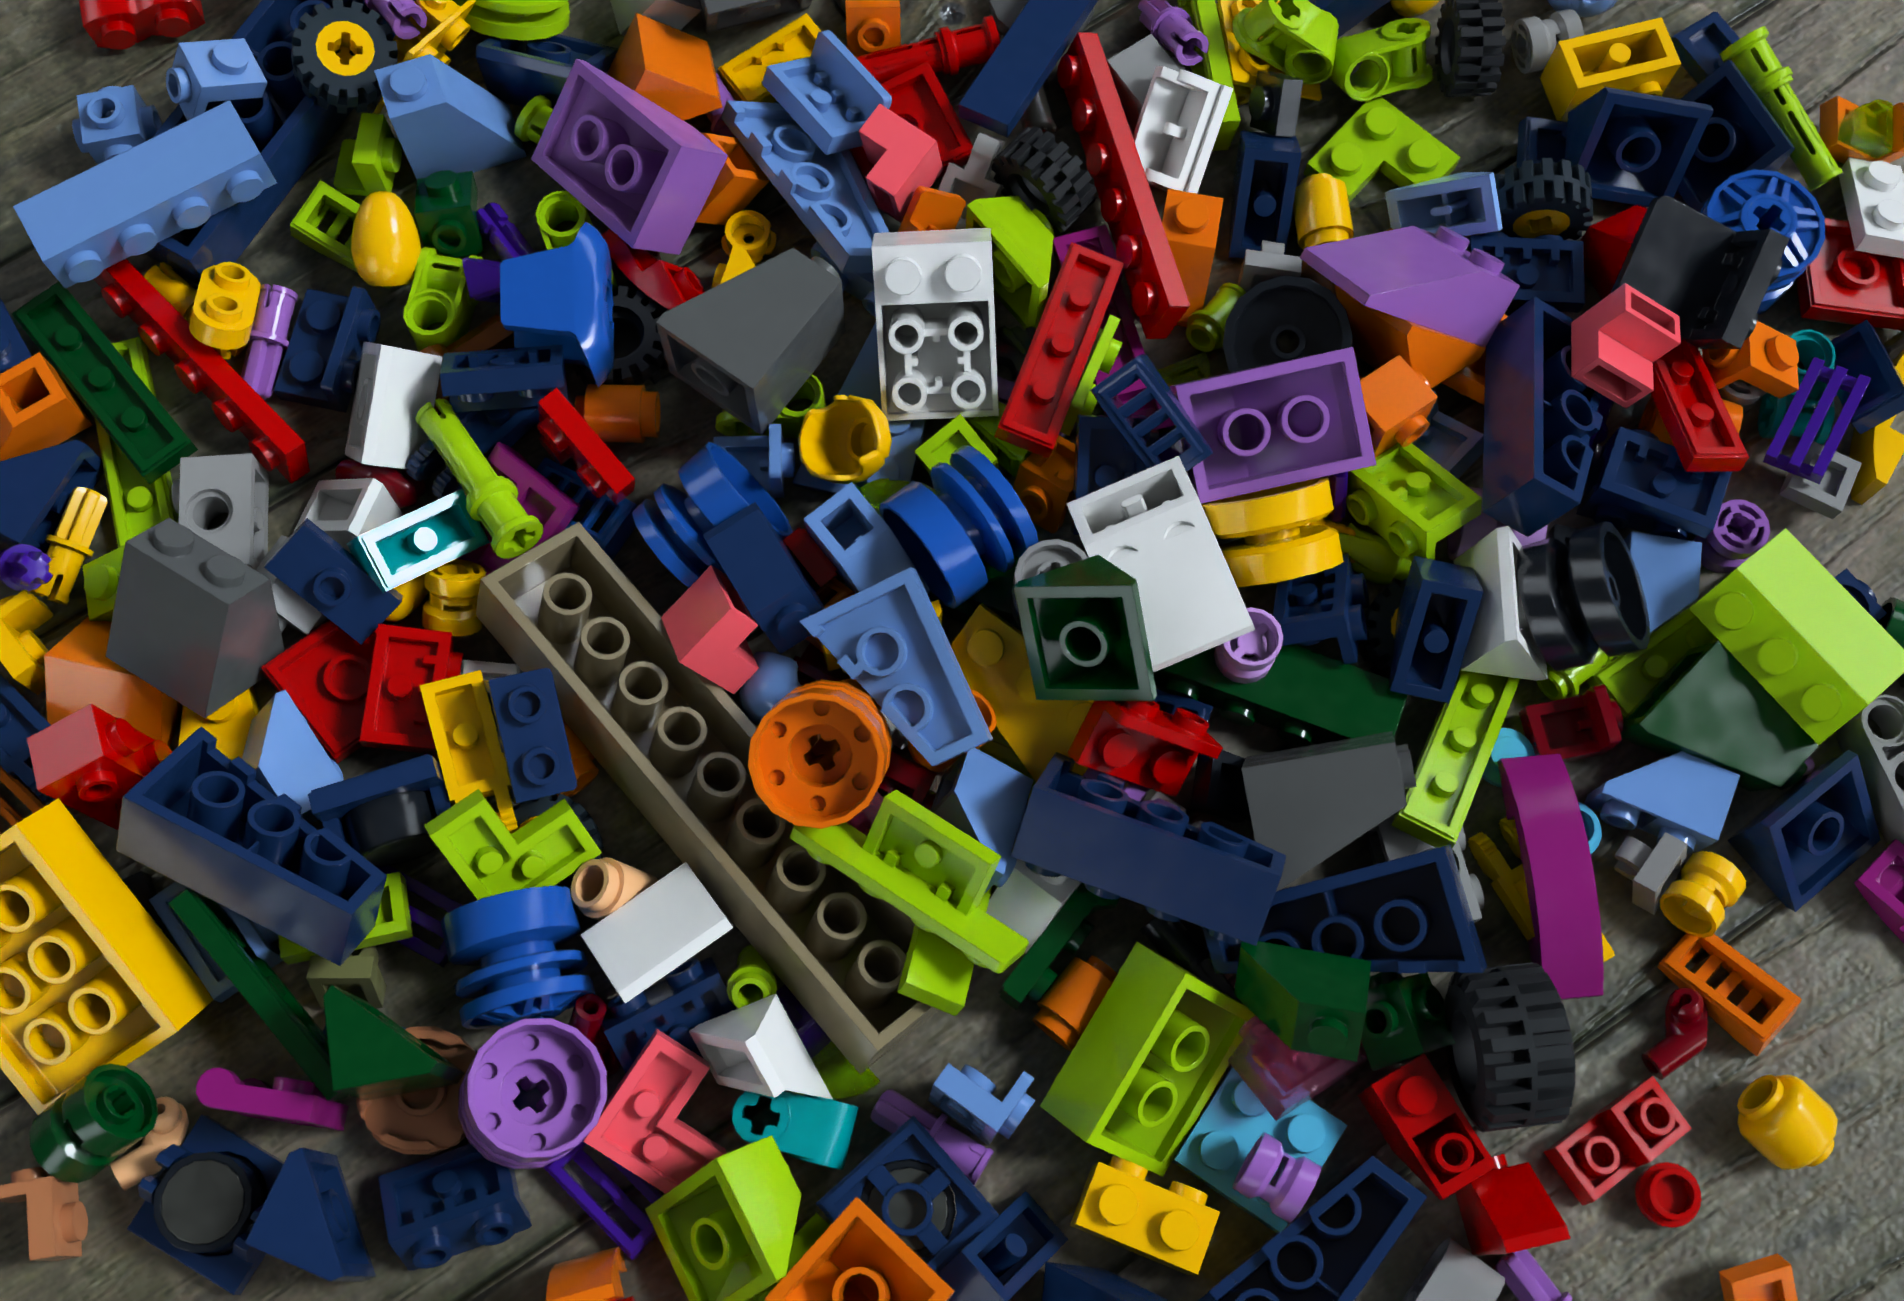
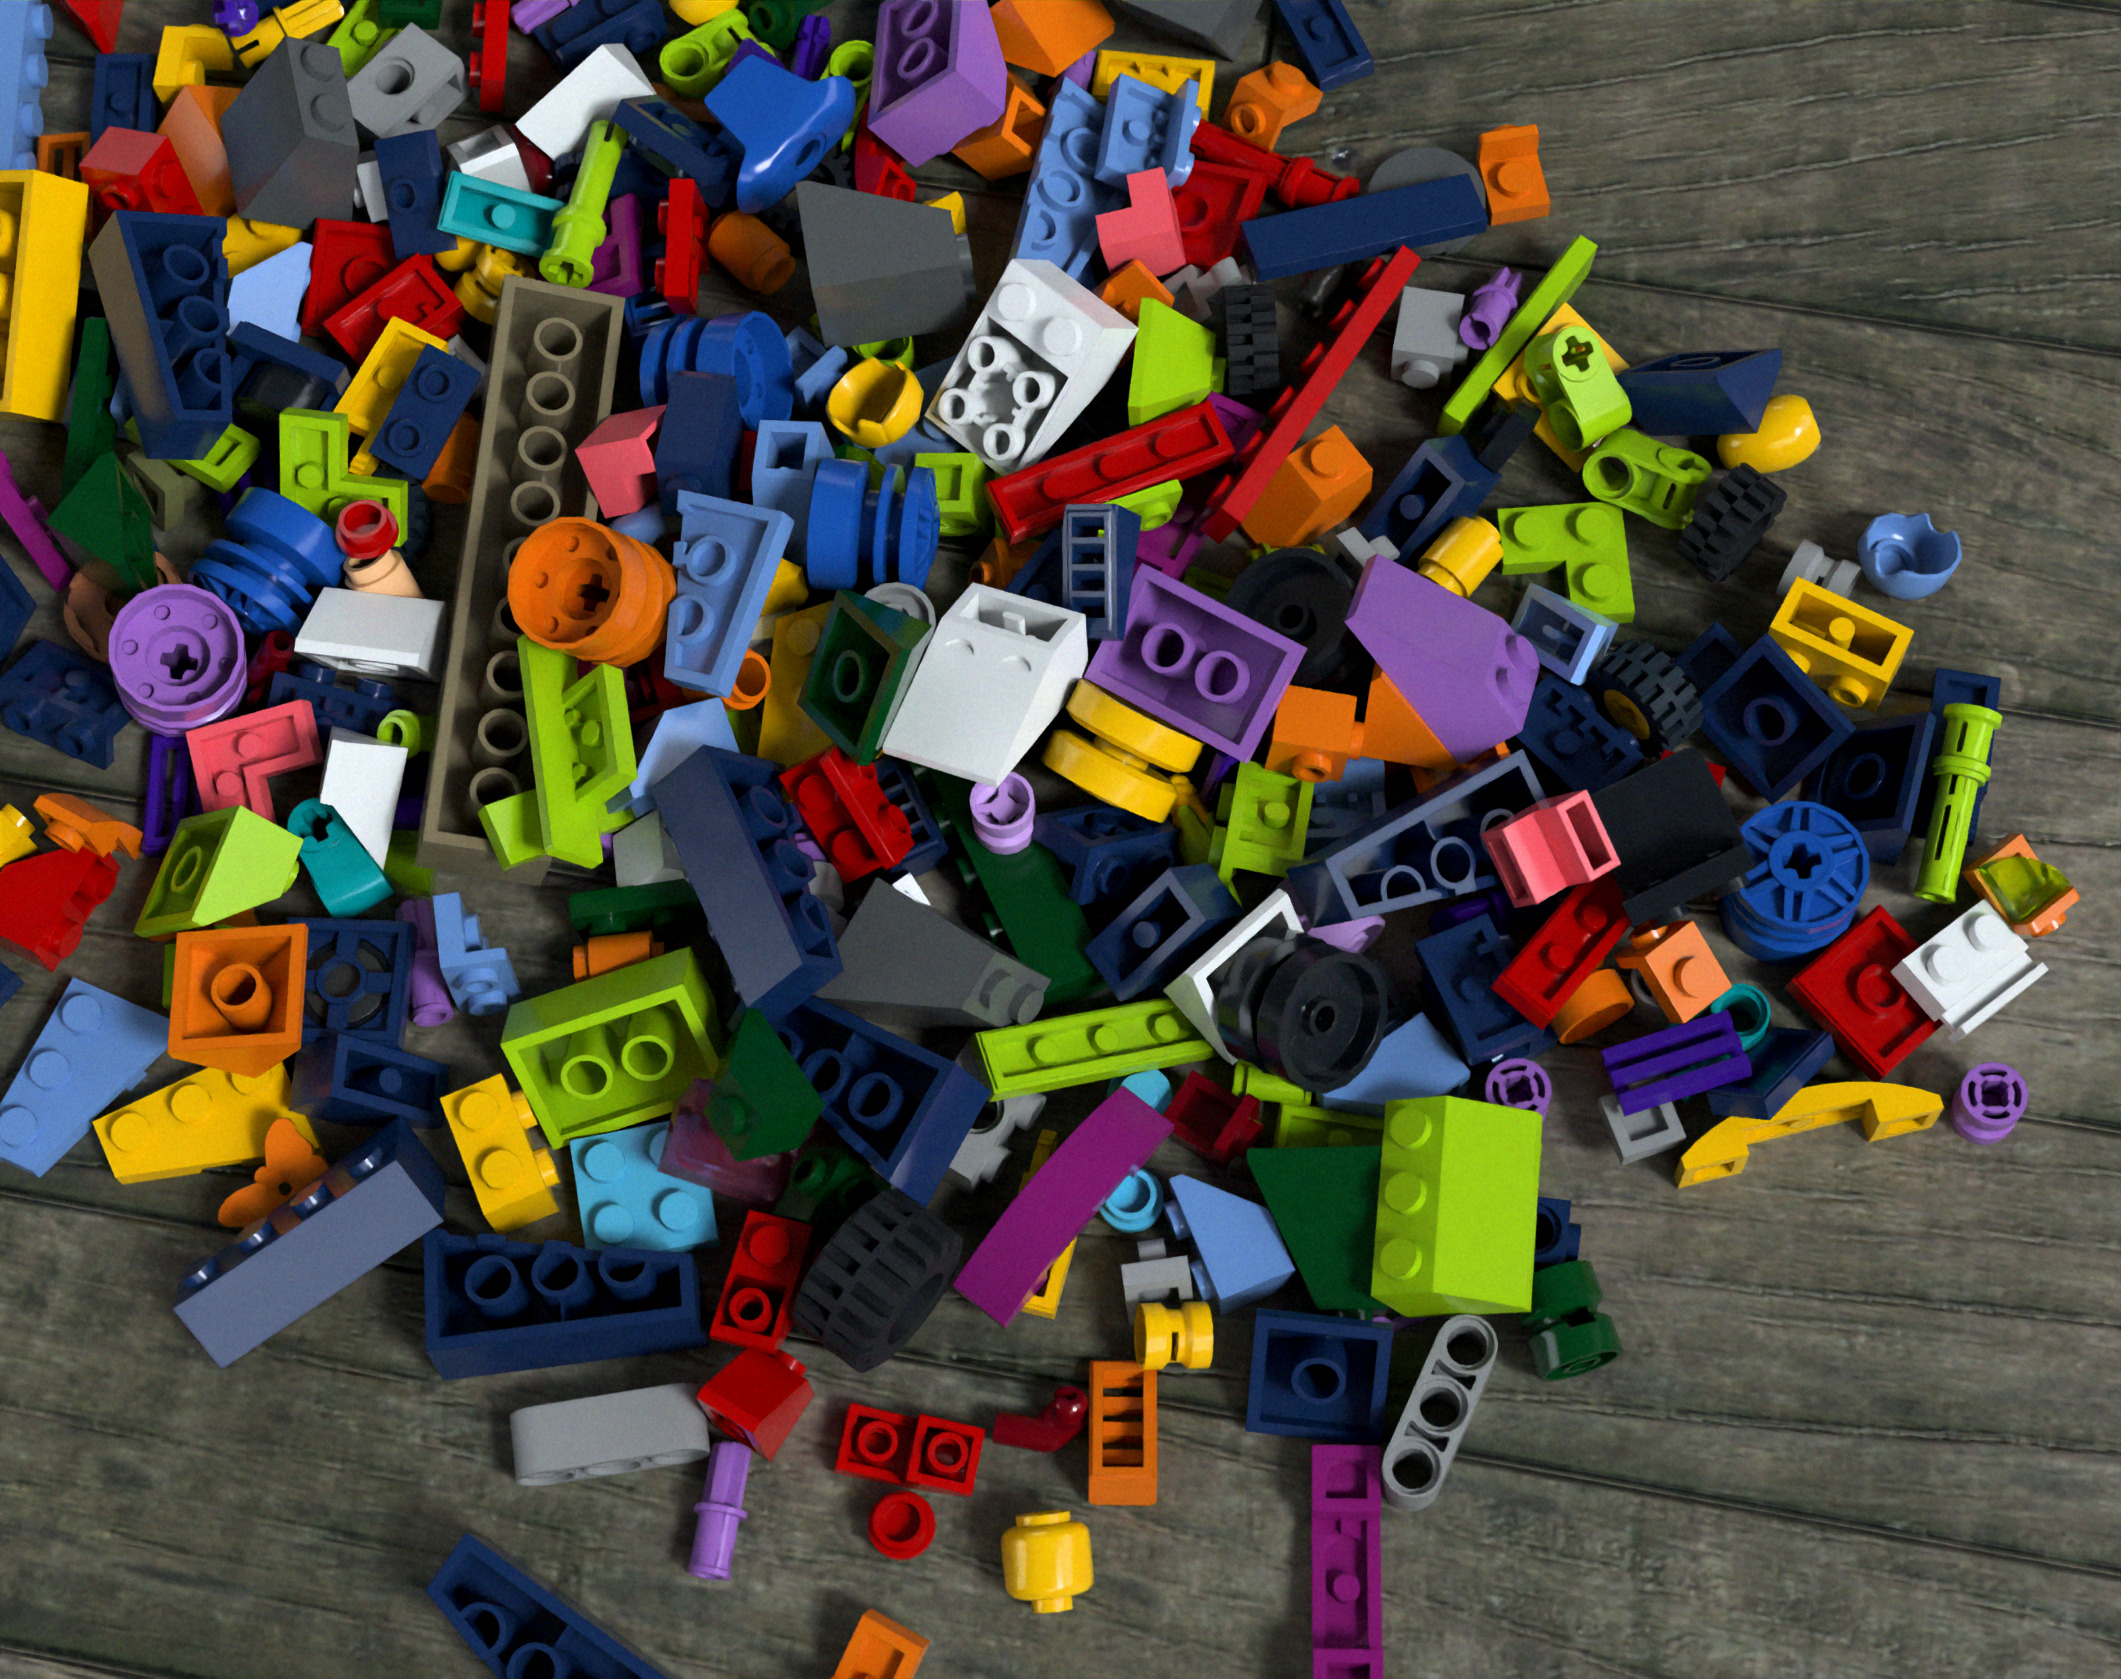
camera: 55 degrees right, 5 degrees down
(577, 863) = (366, 529): none -> red plate
(752, 224) = (989, 187): yellow plate -> none
(1179, 128) = (1397, 387): white hinge -> none
(1290, 1184) = (613, 1207): medium lavender wheel -> none

